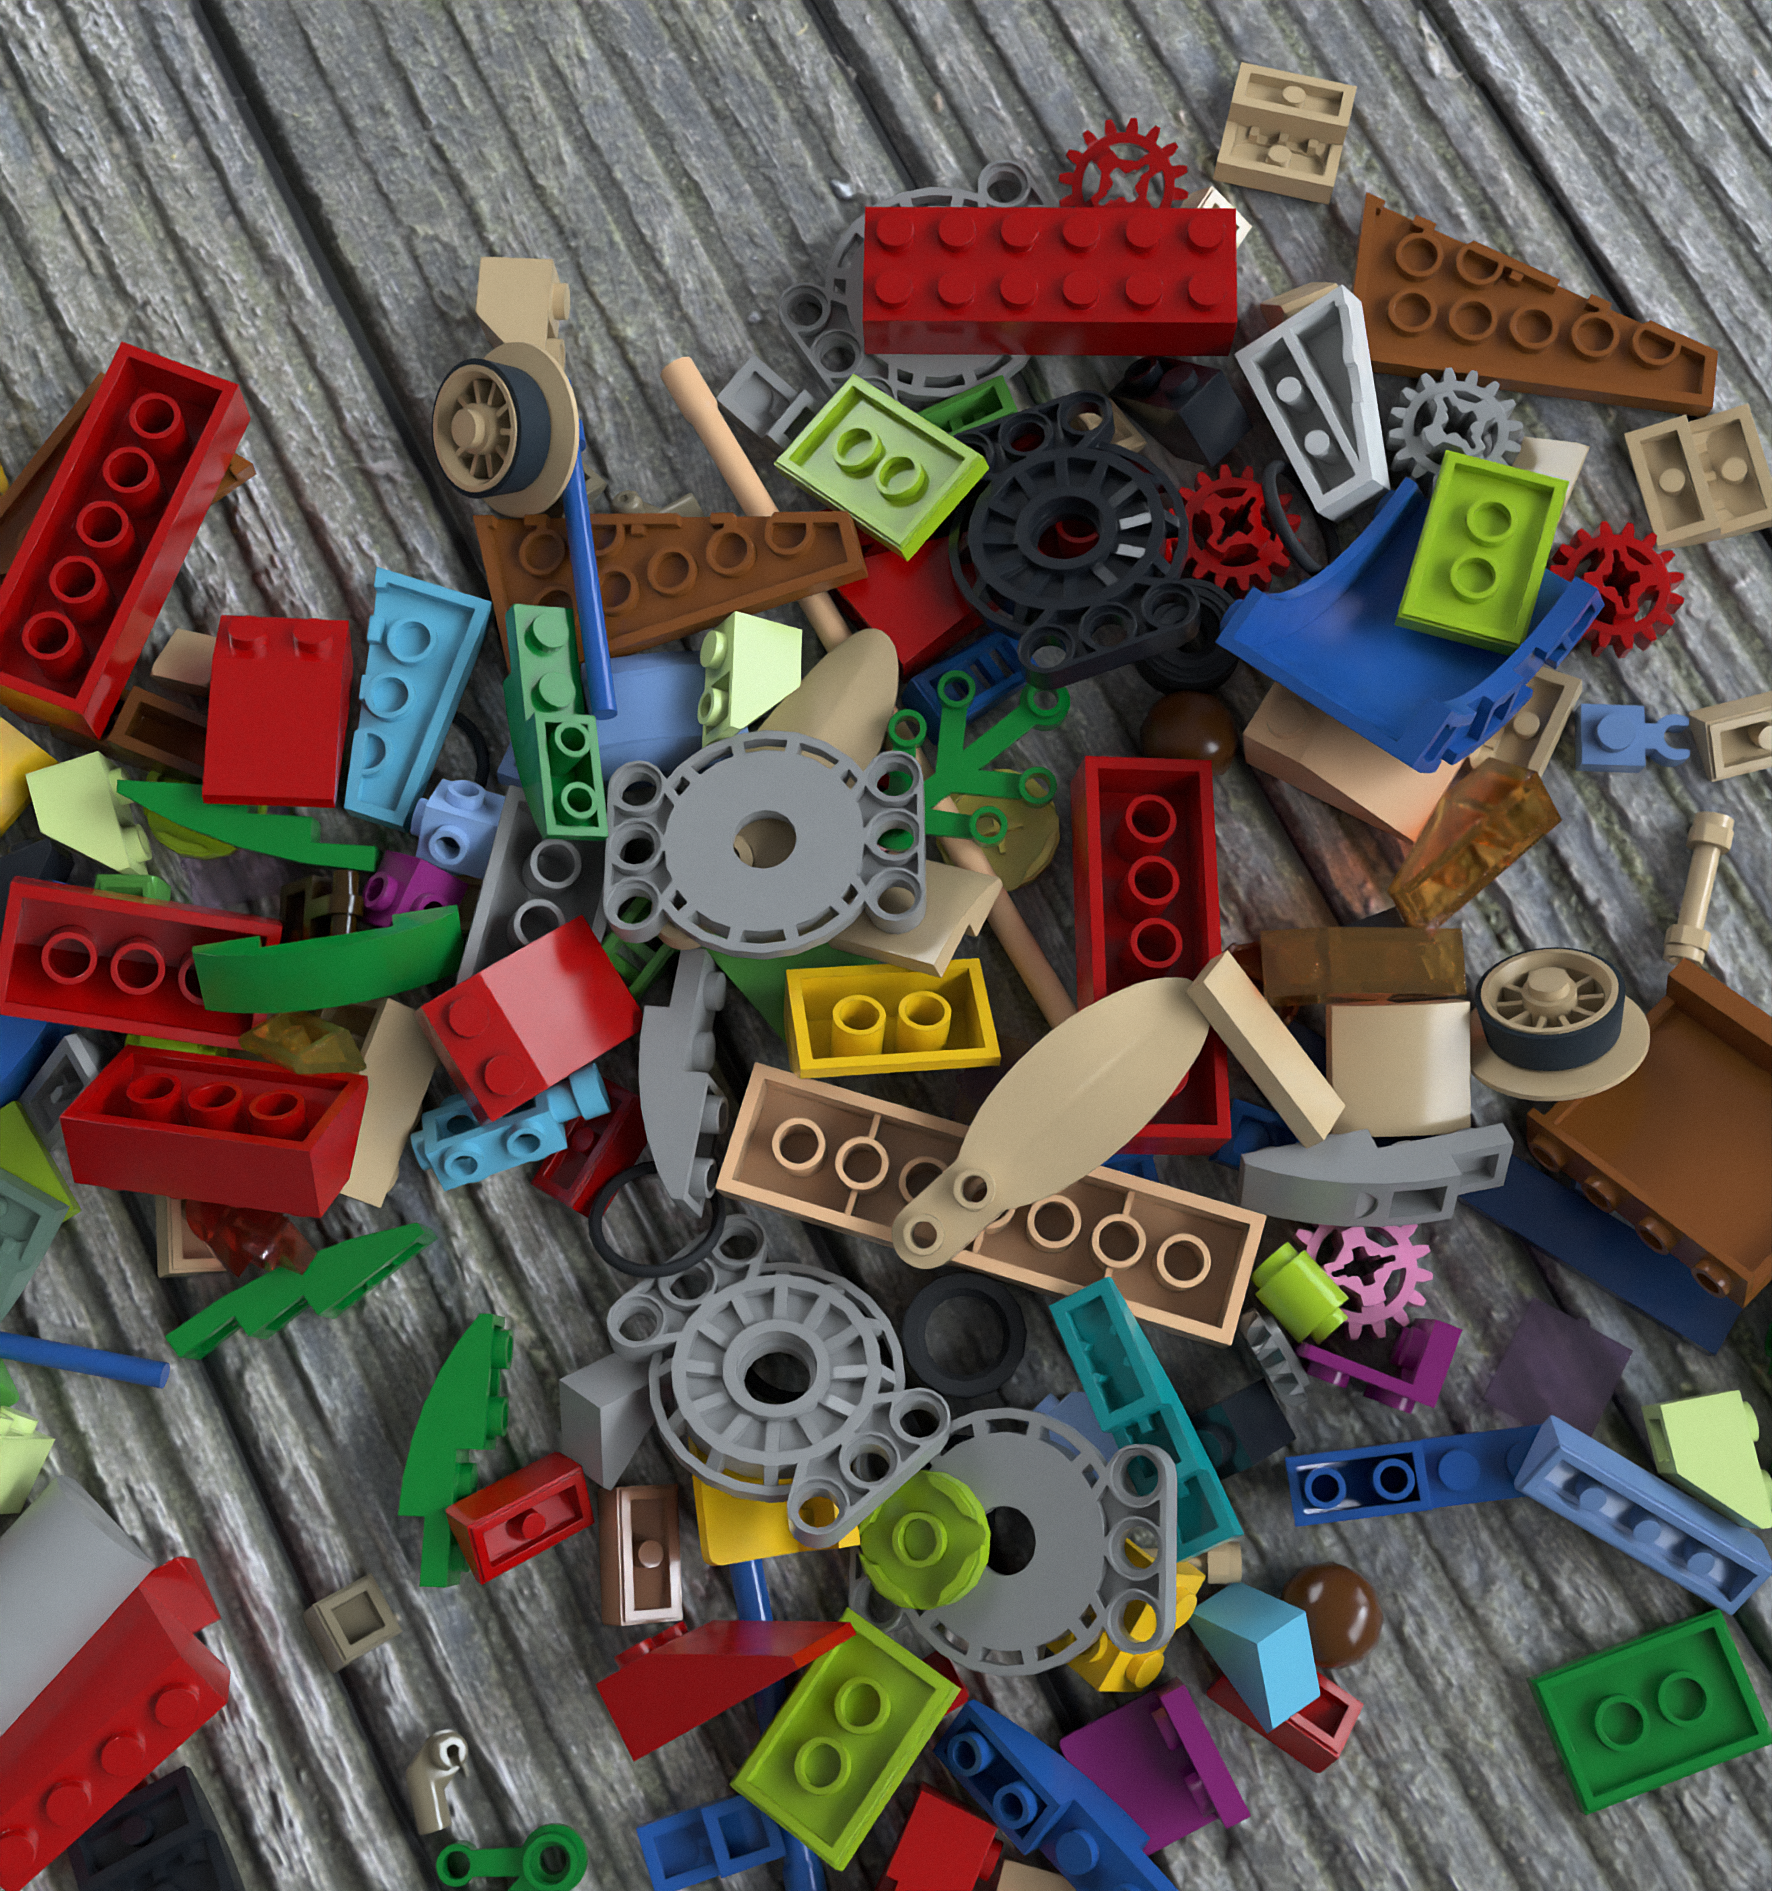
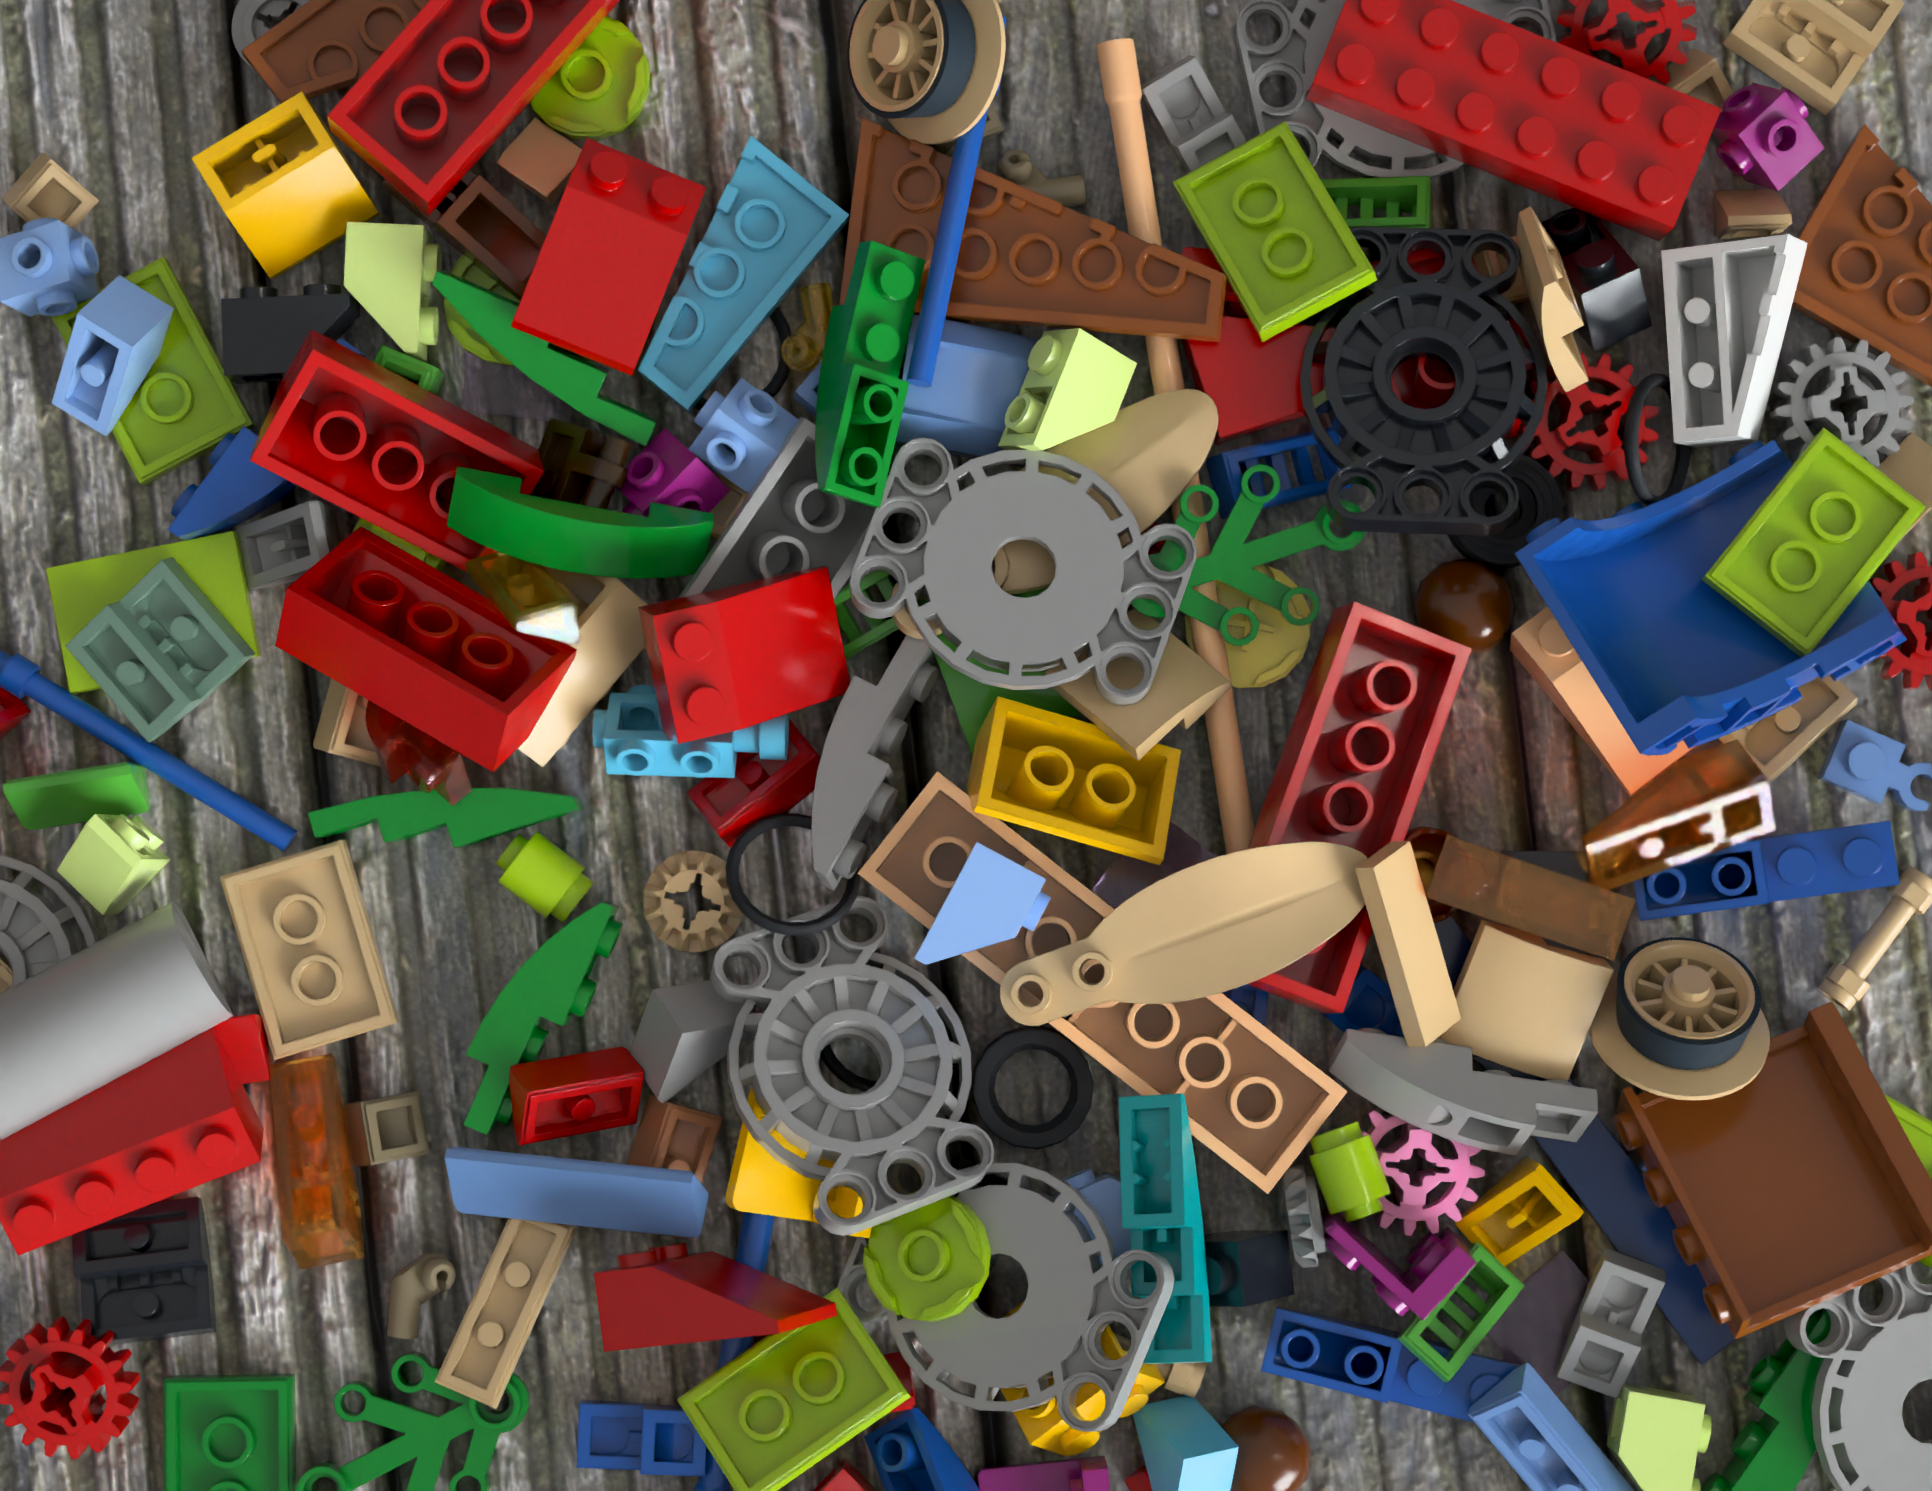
camera: 10 degrees right, 10 degrees up
(217, 1474) = (309, 949): none -> tan tile
(222, 575) = (598, 86): none -> lime tile
(289, 1688) = (314, 1164): none -> clear orange slope
(418, 1313) = (543, 876): none -> lime brick
(493, 733) = (805, 346): none -> clear yellow arm
(526, 1758) = (504, 1309): none -> tan tile
(553, 1307) = (667, 918): none -> tan gear
(555, 1610) = (576, 1192): none -> medium blue slope
(846, 1168) = (984, 906): none -> light blue slope
(1151, 426) = (1550, 299): none -> tan slope
(1284, 231) = (1765, 135): none -> magenta brick
(1479, 1275) = (1519, 1212): none -> yellow slope
(1493, 1356) = (1502, 1290): none -> bright green slope
(1575, 862) = (1773, 871): none -> blue slope
(1610, 1348) = (1610, 1323): none -> light grey slope

